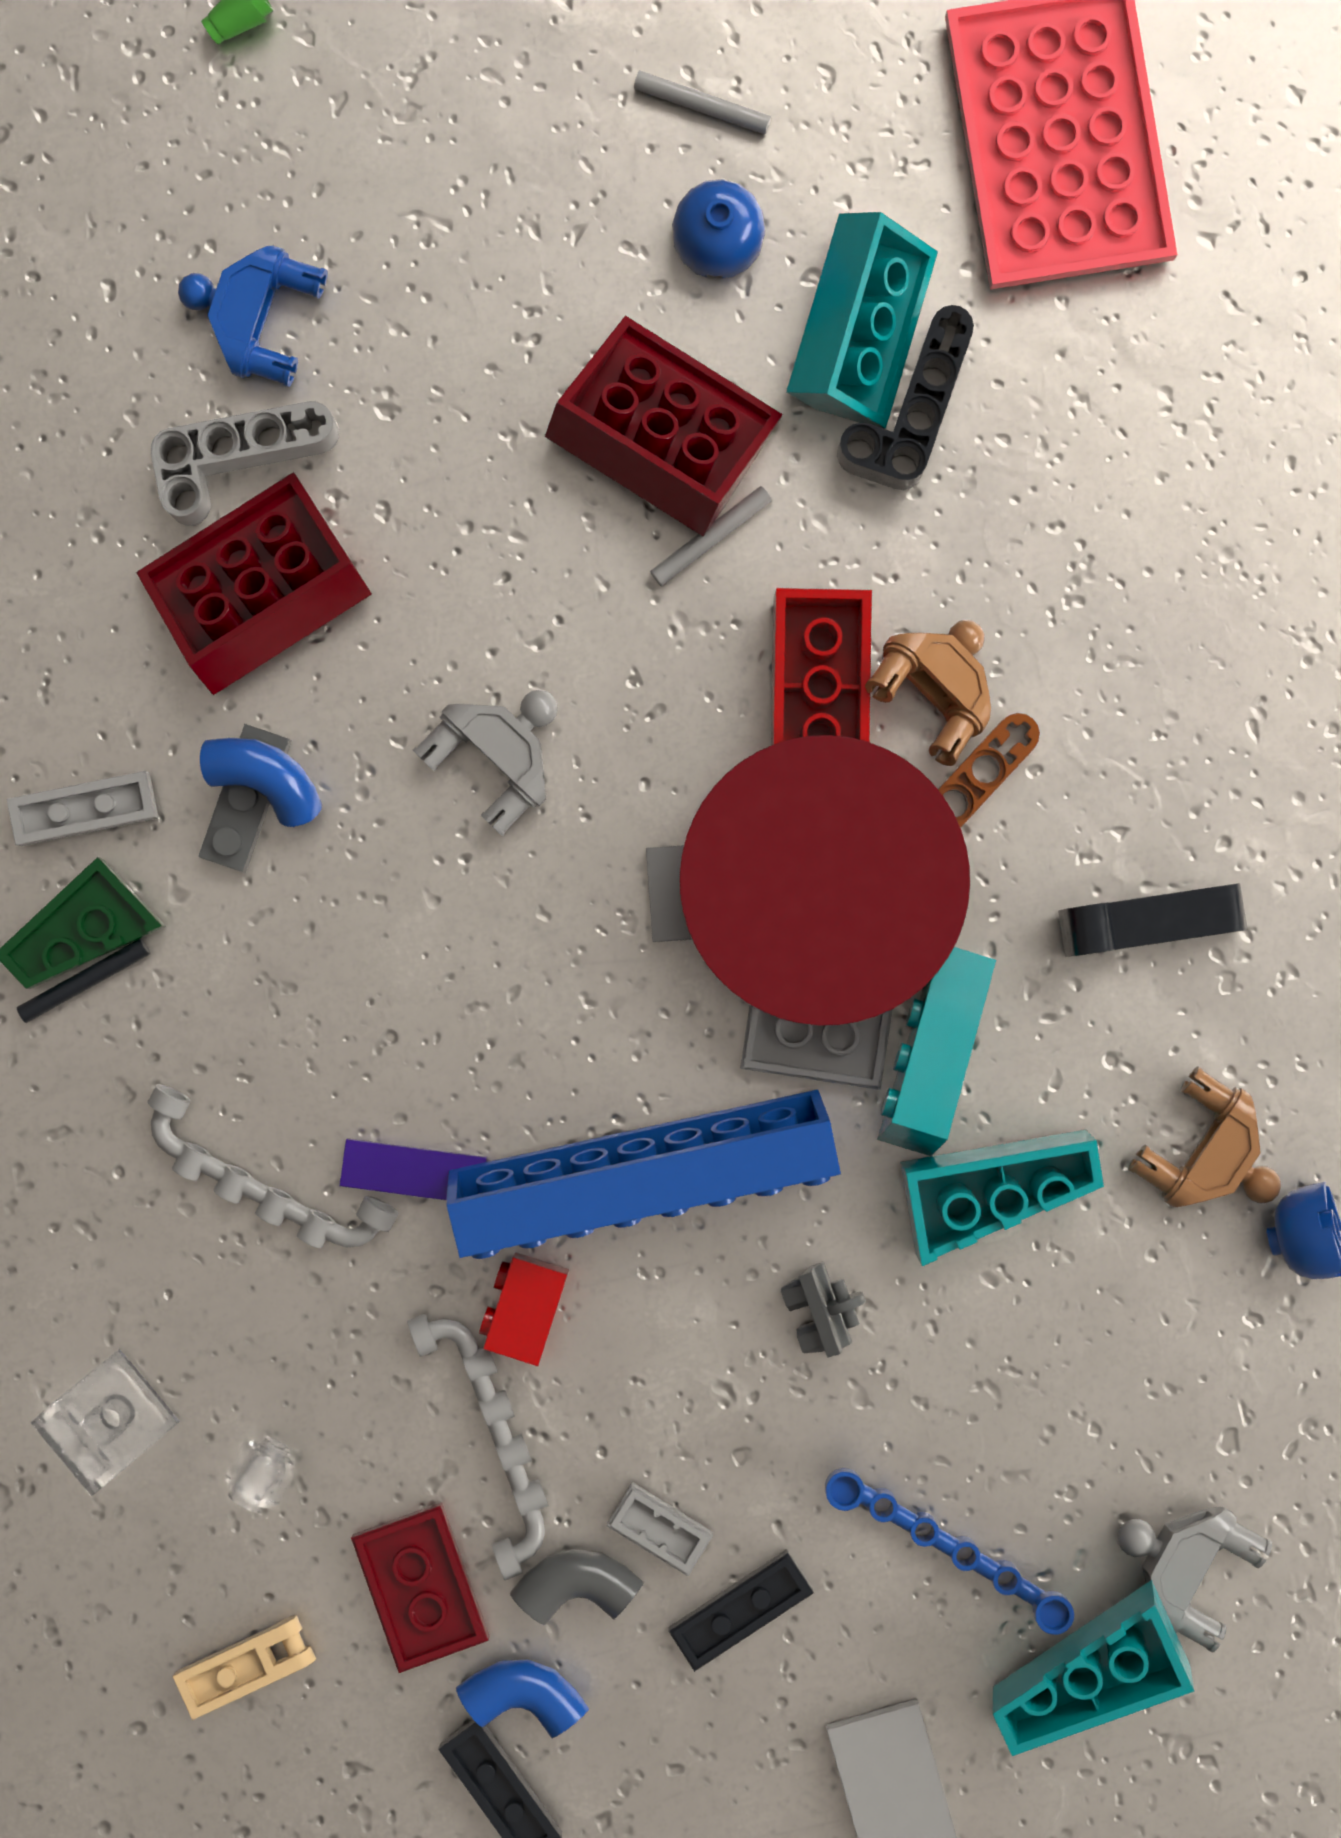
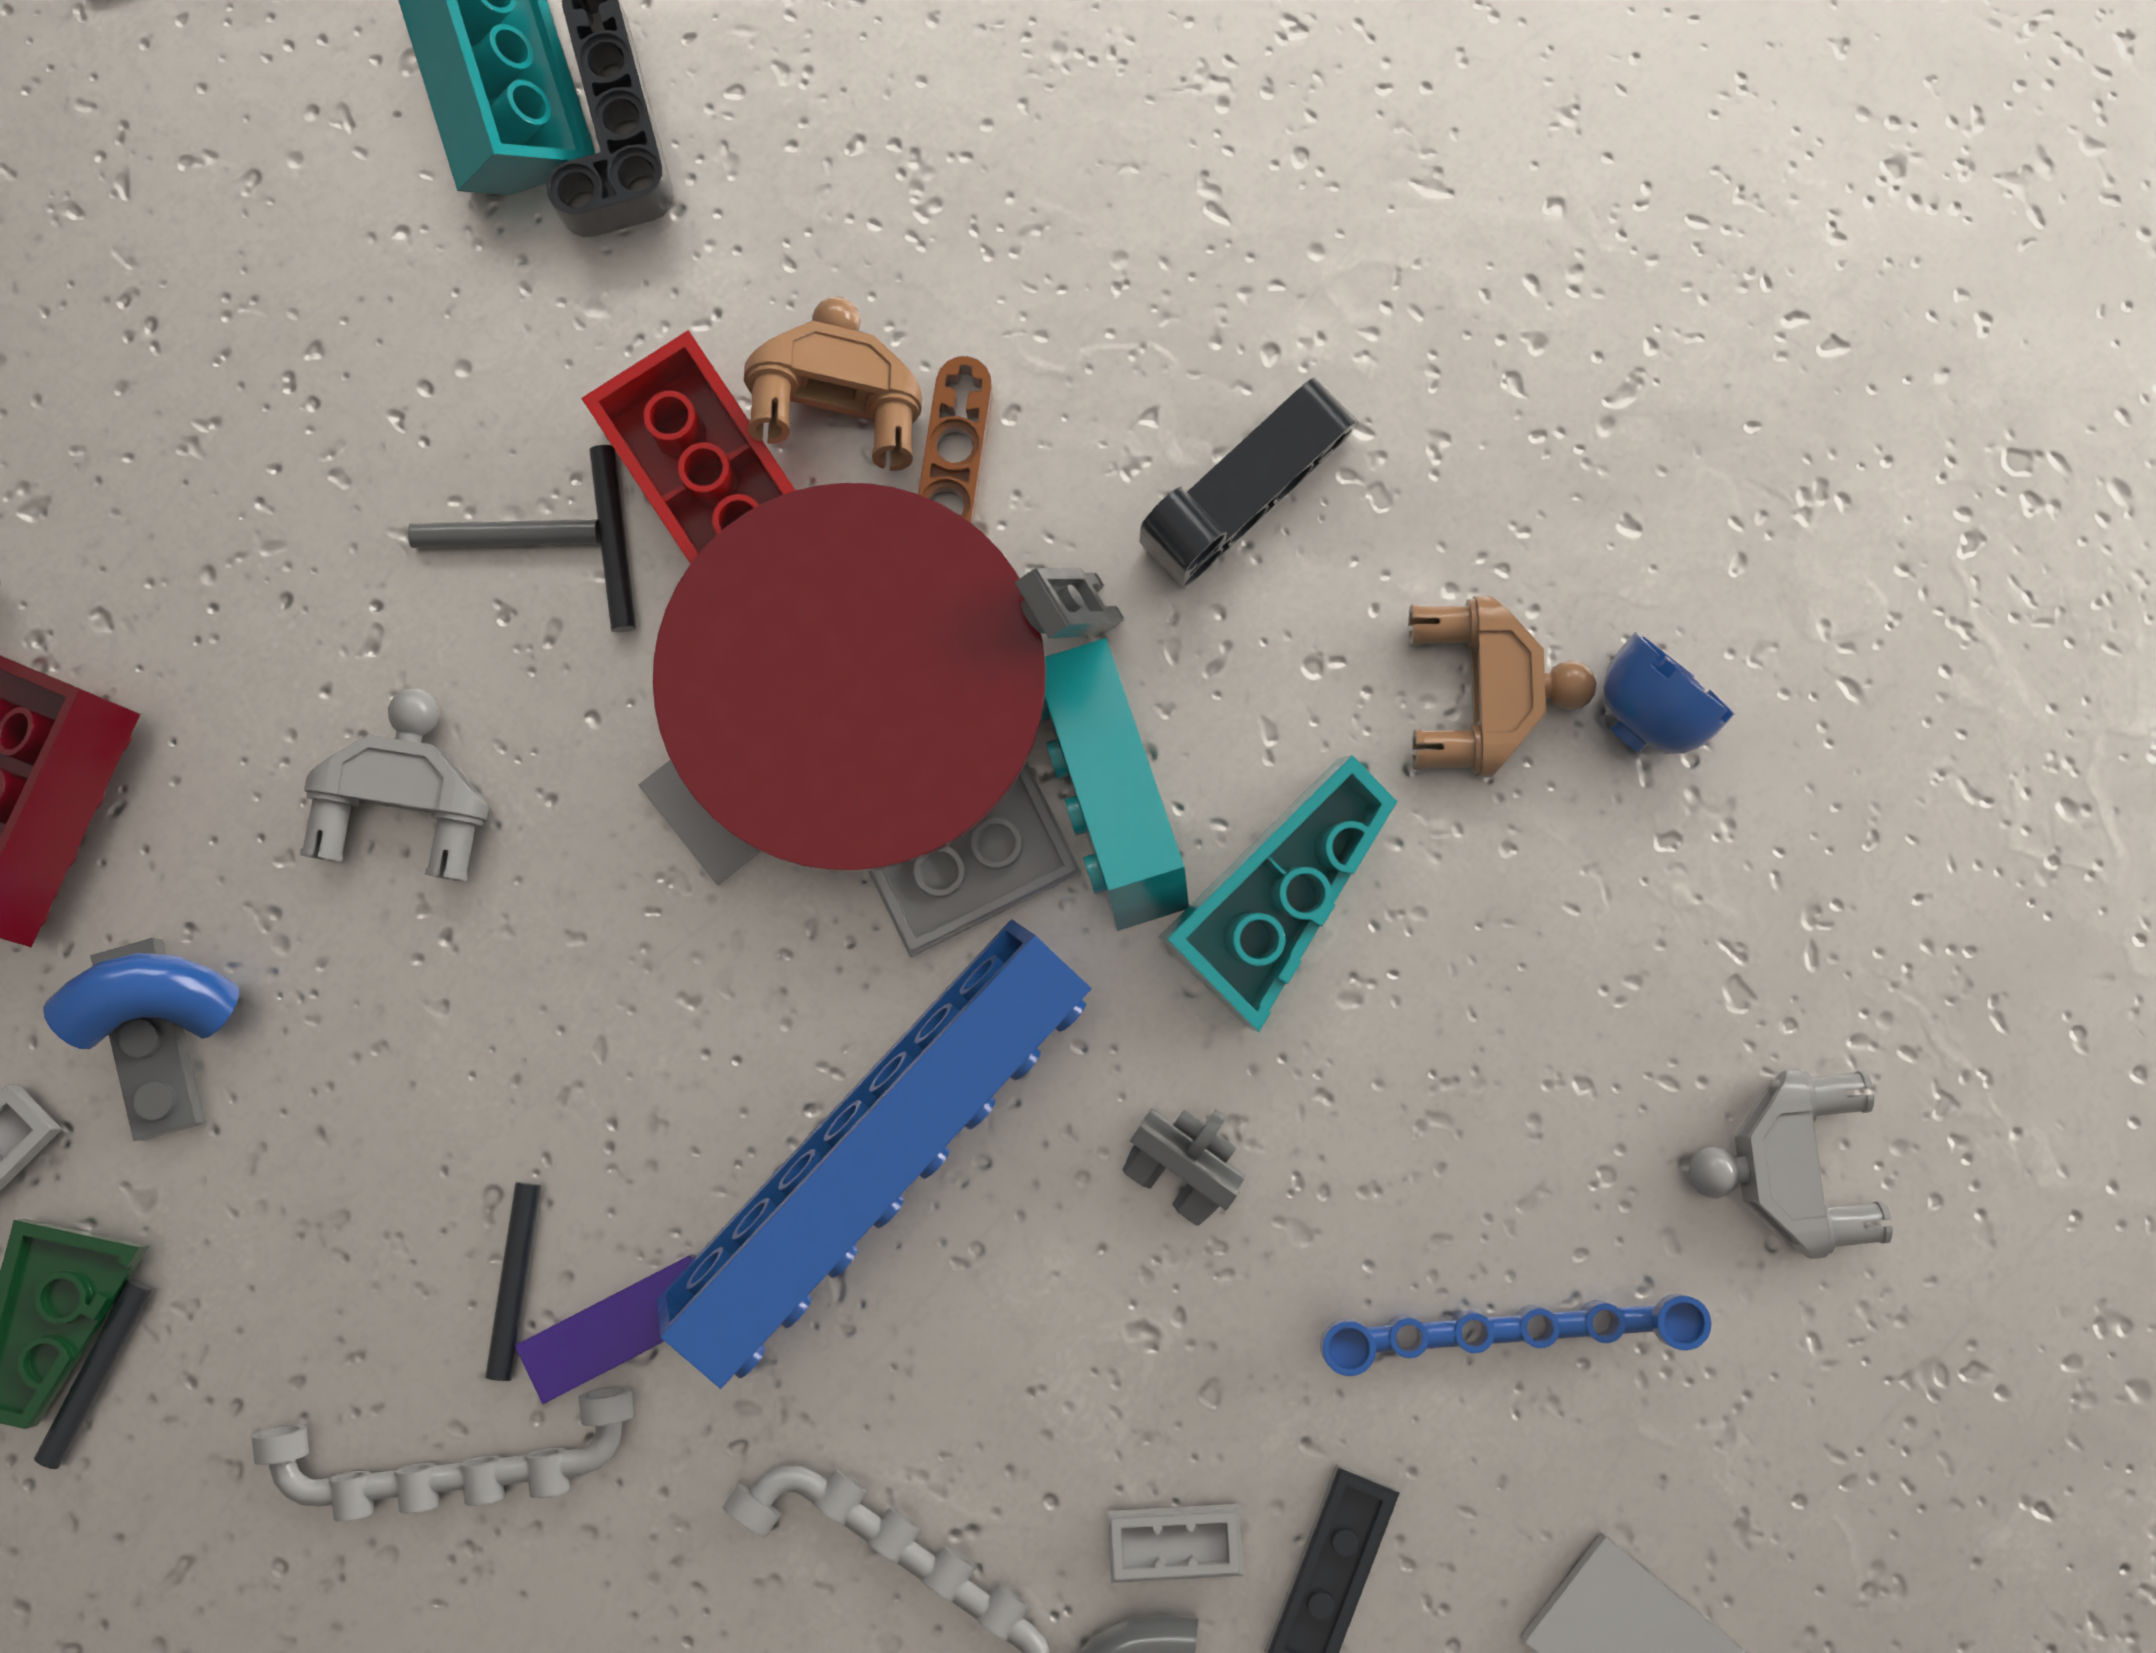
camera: 30 degrees left, 5 degrees down
(369, 1099) = (513, 1281): none -> black bar
(524, 1309) = (846, 1397): red brick -> none
(662, 425) = (345, 319): dark red slope -> none
(668, 630) = (503, 533): none -> dark grey bar
(718, 229) = (270, 73): blue cylinder -> none
(719, 529) = (483, 401): light grey bar -> none
(733, 679) = (612, 538): none -> black bar
(986, 926) = (1066, 603): none -> dark grey hinge
(1095, 1675) = (1778, 1361): teal wedge -> none

